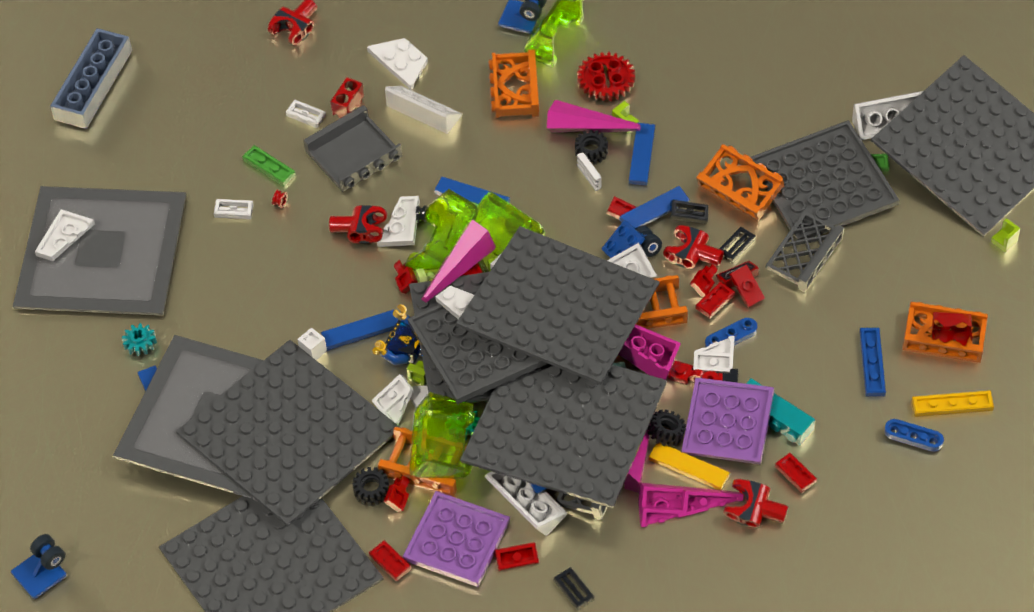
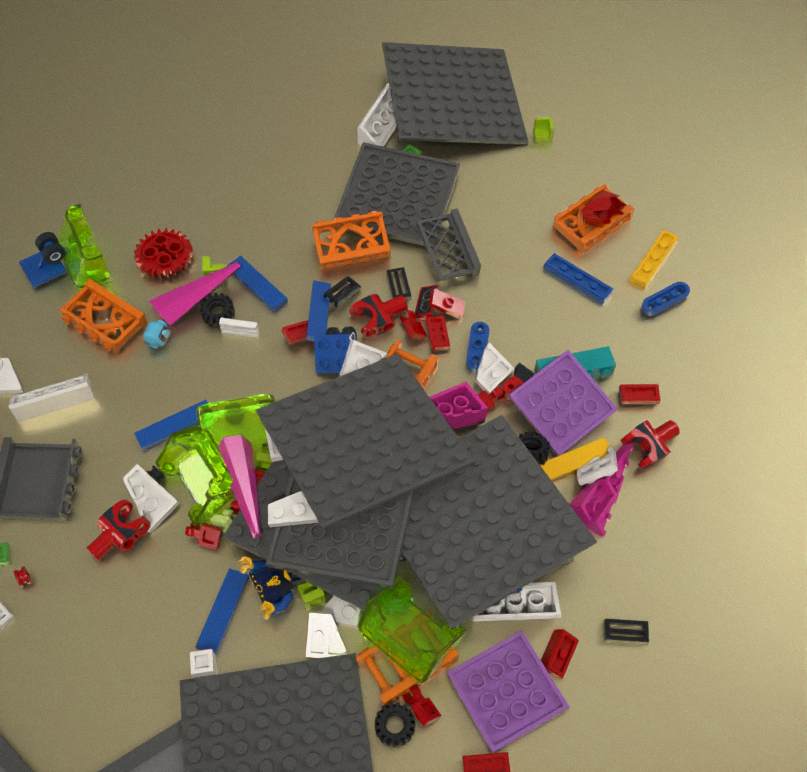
camera: 55 degrees left, 5 degrees up
(532, 126) = (156, 334): none -> medium azure head
(693, 482) = (598, 468): none -> white wing

